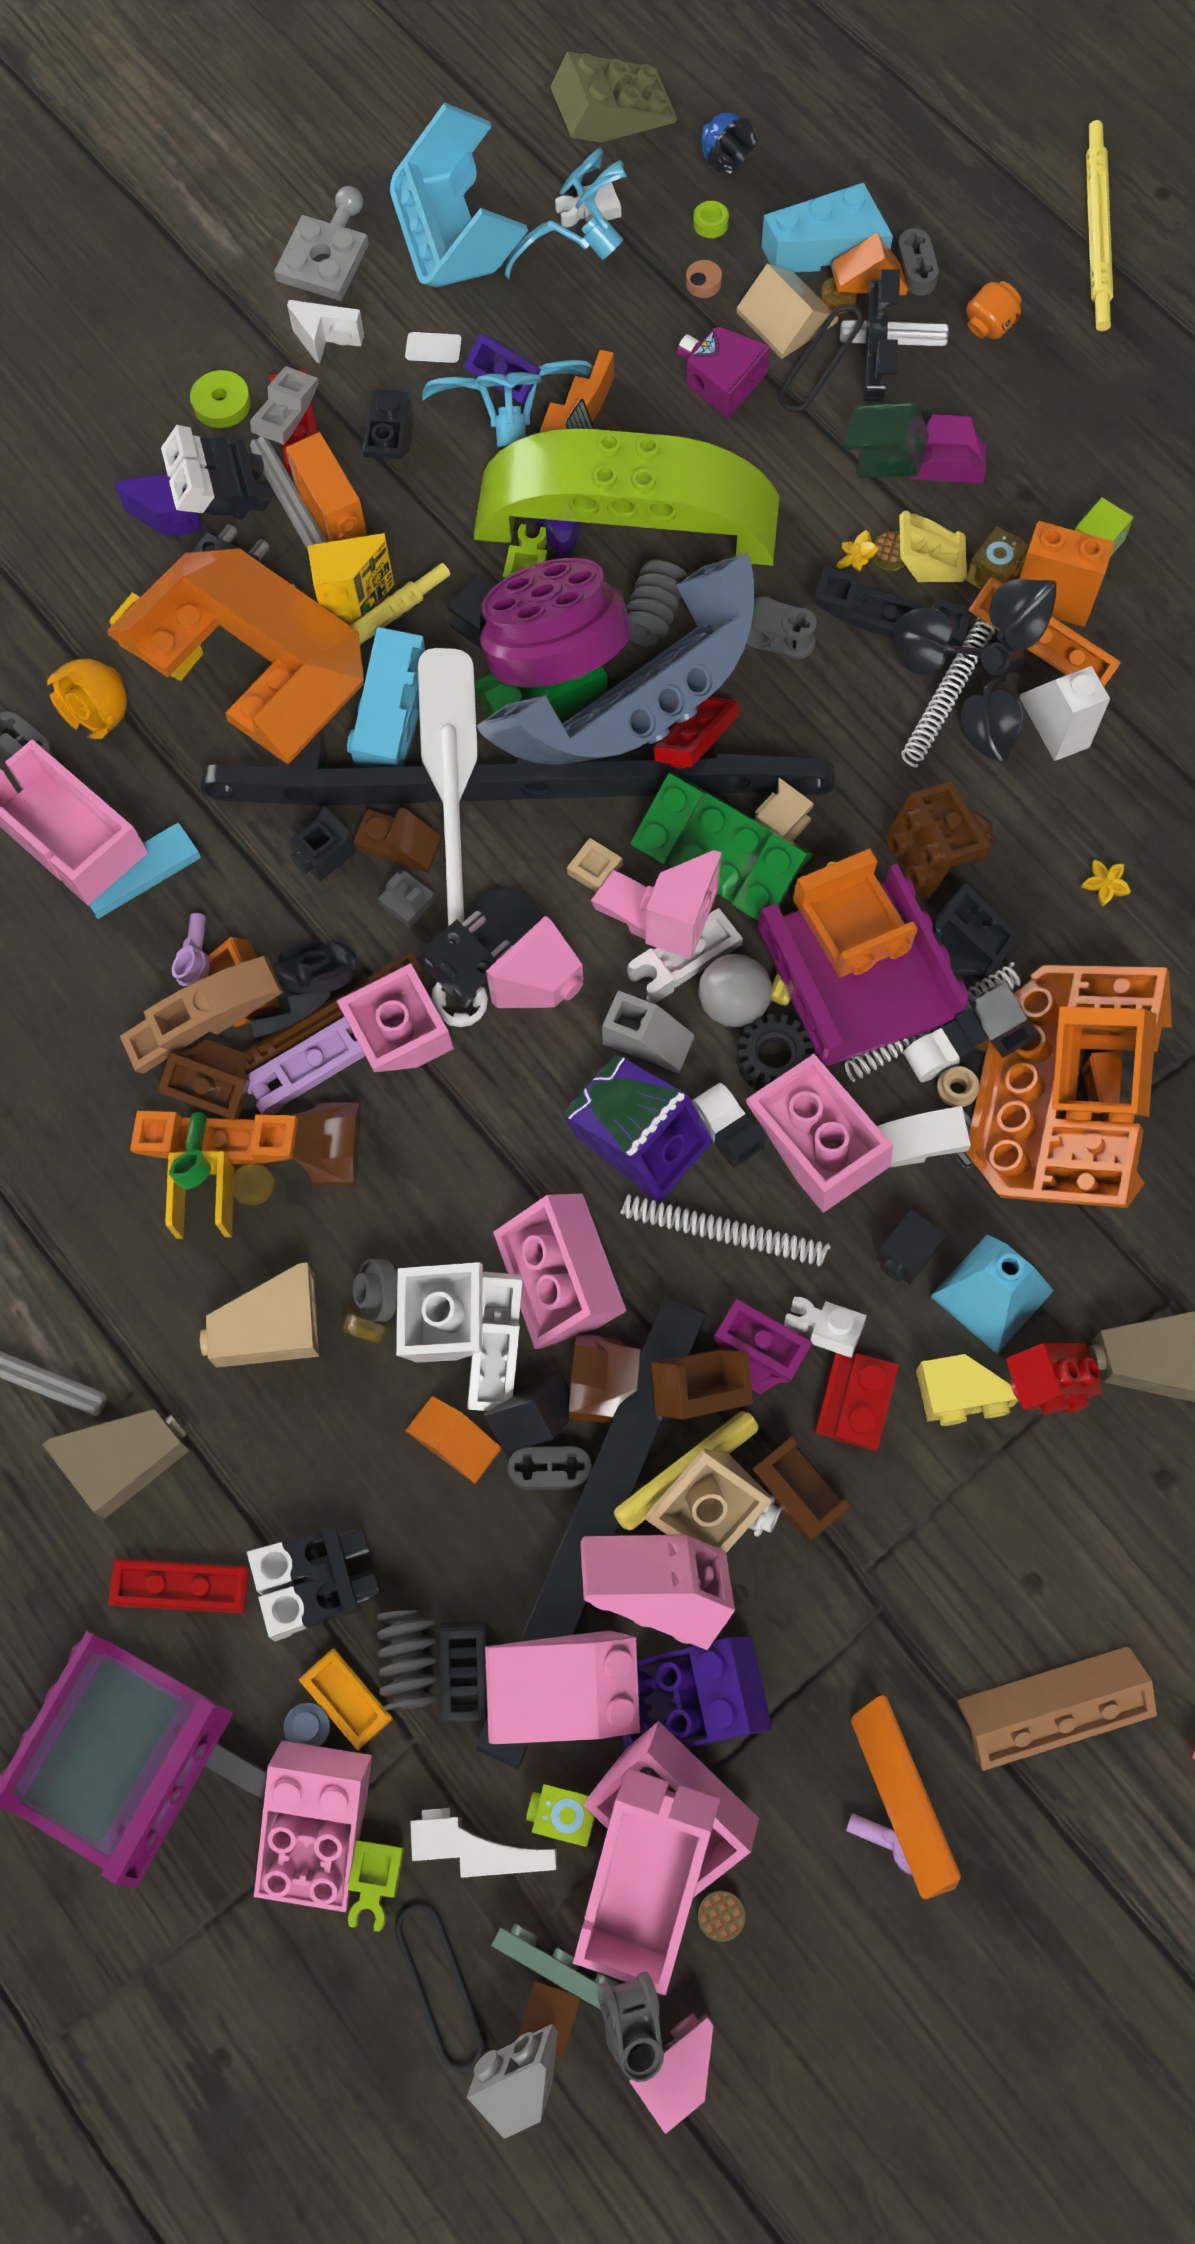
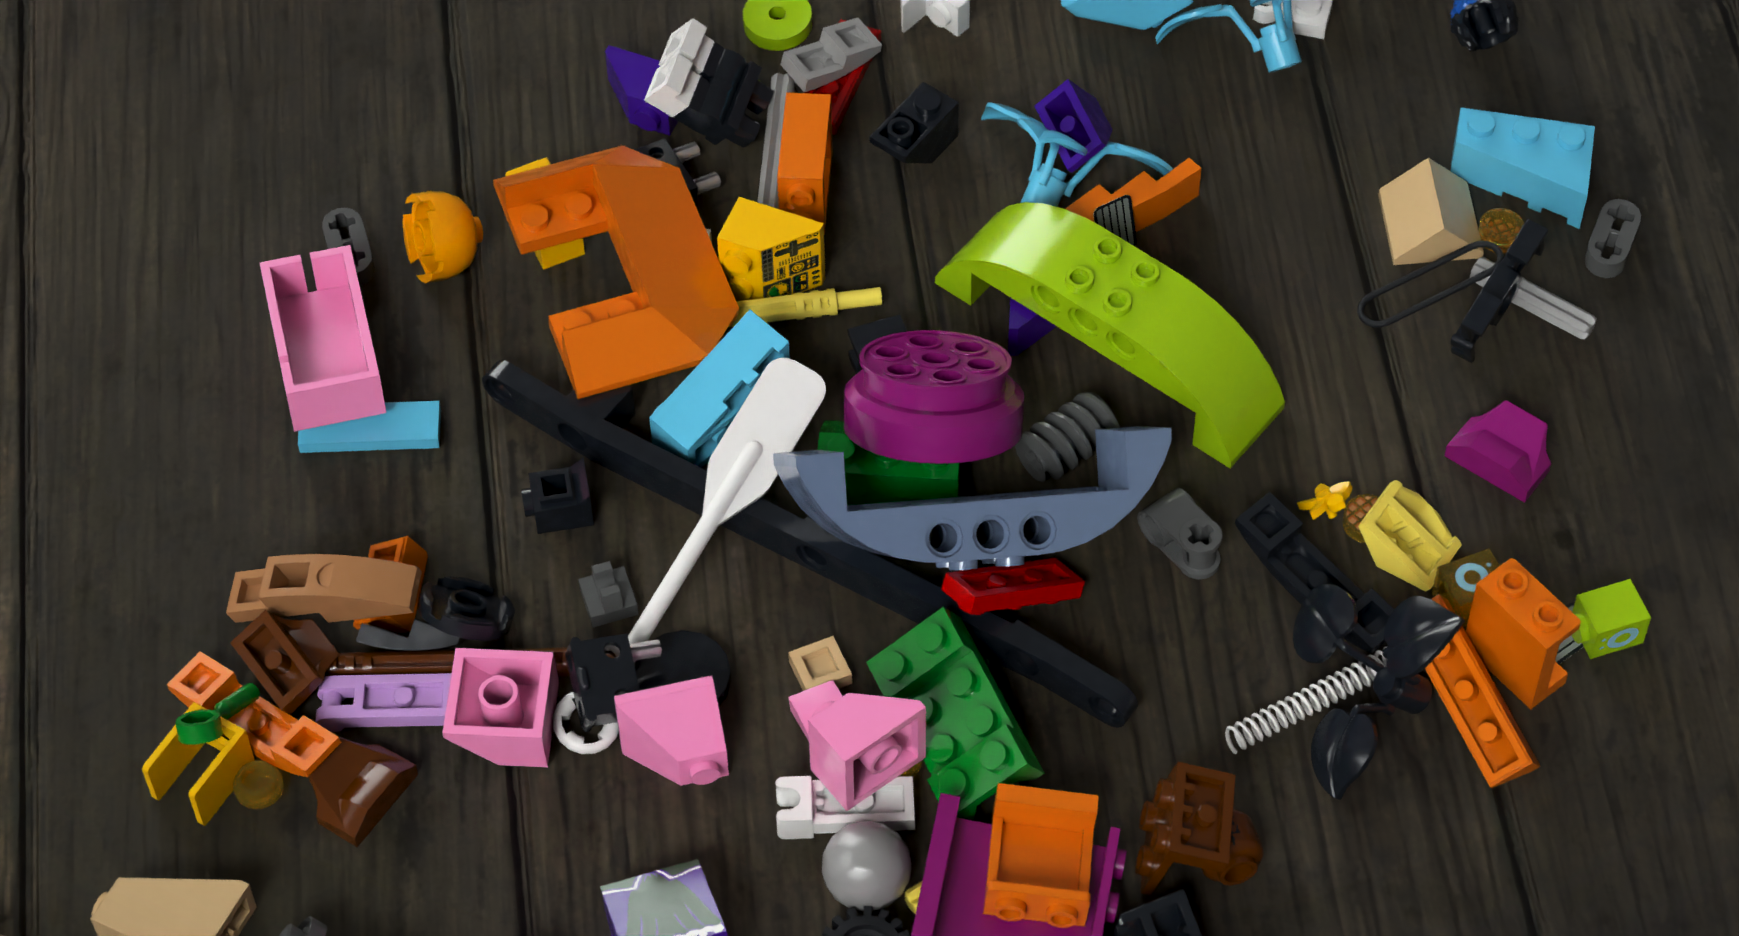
camera: 30 degrees right, 15 degrees down
(191, 962) = (356, 536): lavender plate -> none
(398, 839) = (640, 533): reddish brown slope -> none
(433, 347) = (1030, 73): white sticker -> none
(527, 553) = (978, 320): lime plate -> none
(646, 1032) = (745, 856): light grey slope -> none
(703, 278) = (1363, 142): nougat tile -> none
(711, 219) = (1416, 87): lime tile -> none
(724, 367) = (1317, 242): magenta torso -> none
(785, 811) = (1049, 721): tan window -> none
(864, 262) = (1555, 209): orange slope -> none
(888, 439) = (1435, 399): clear green piece -> none
(993, 310) = (1657, 328): orange head -> none
(1067, 711) = (1427, 781): white slope -> none

